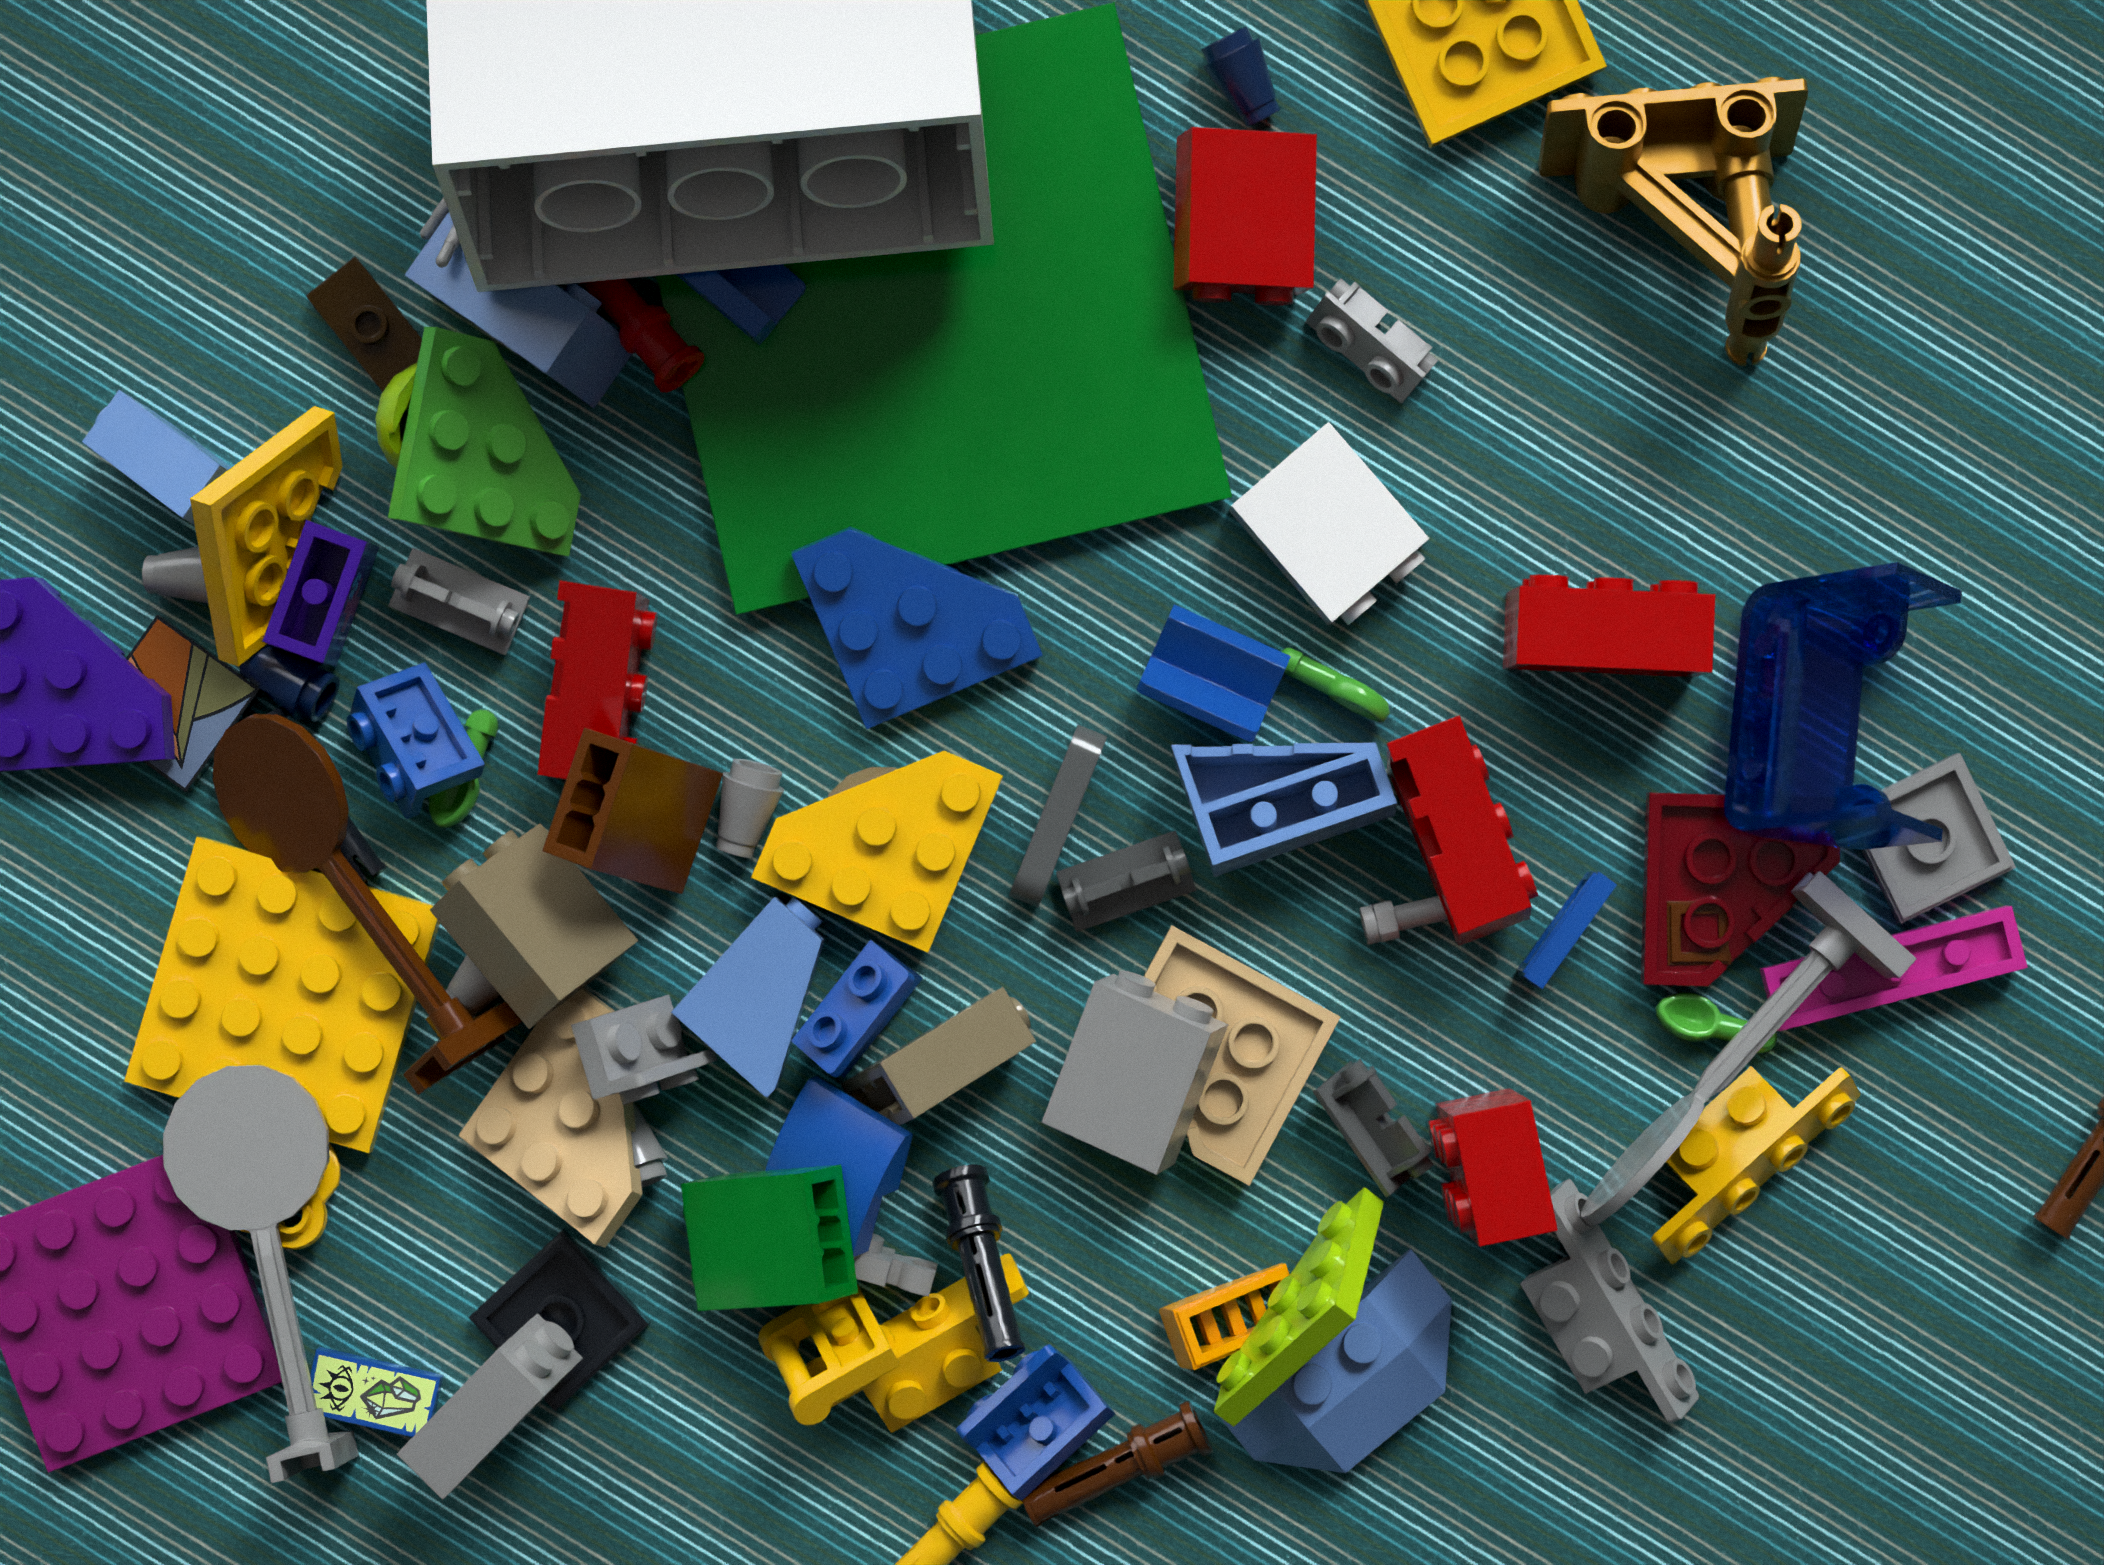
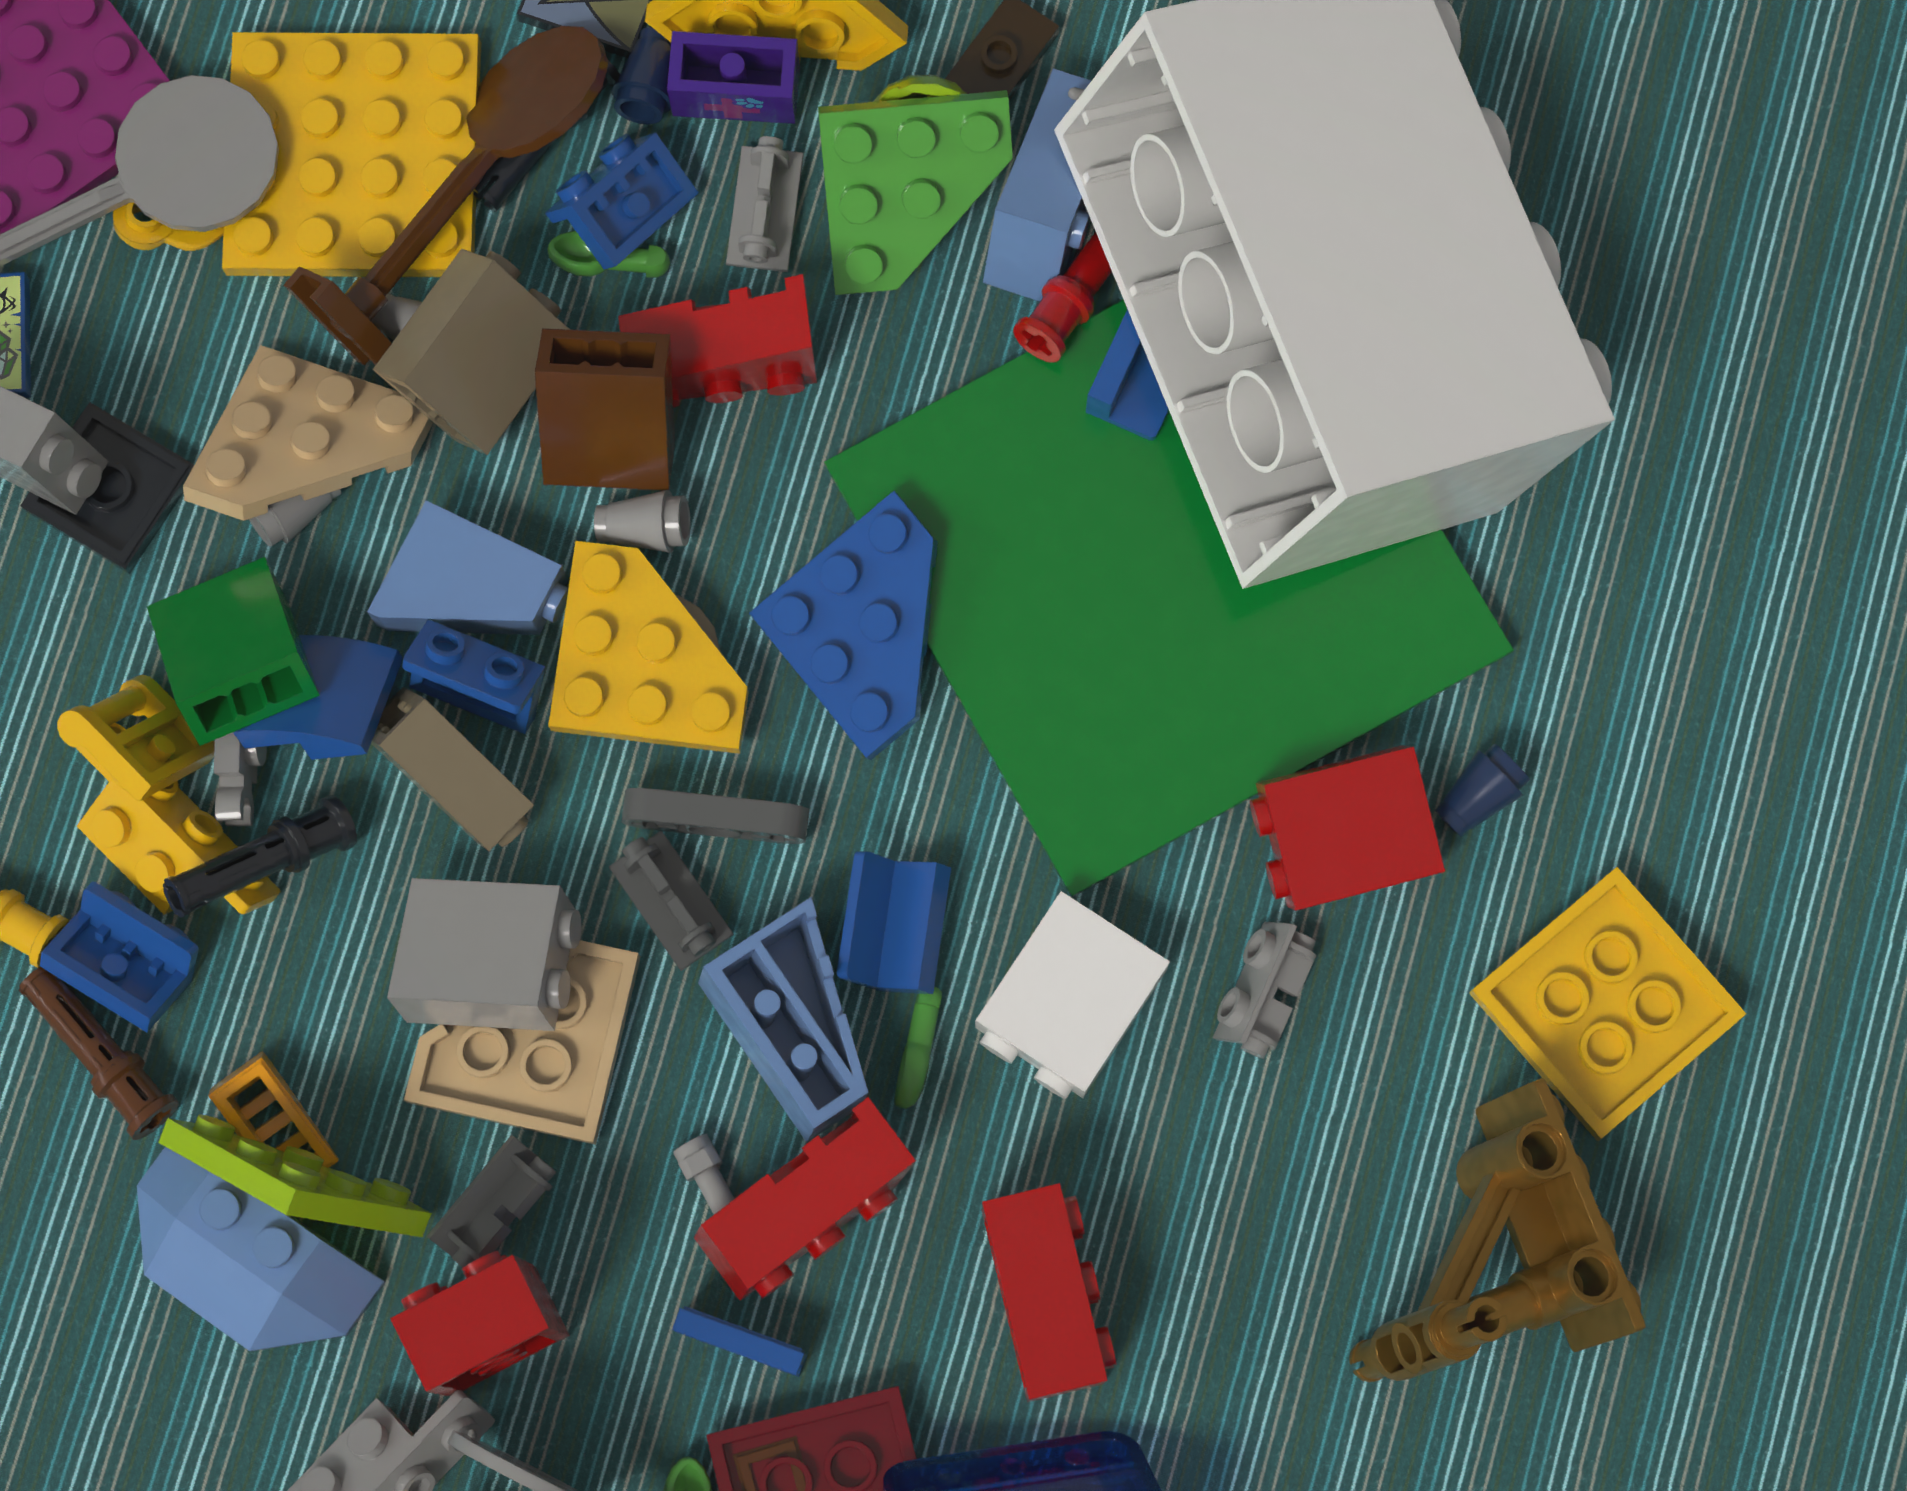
camera: 75 degrees right, 10 degrees down
(635, 1049) = (382, 475): light grey bracket -> none

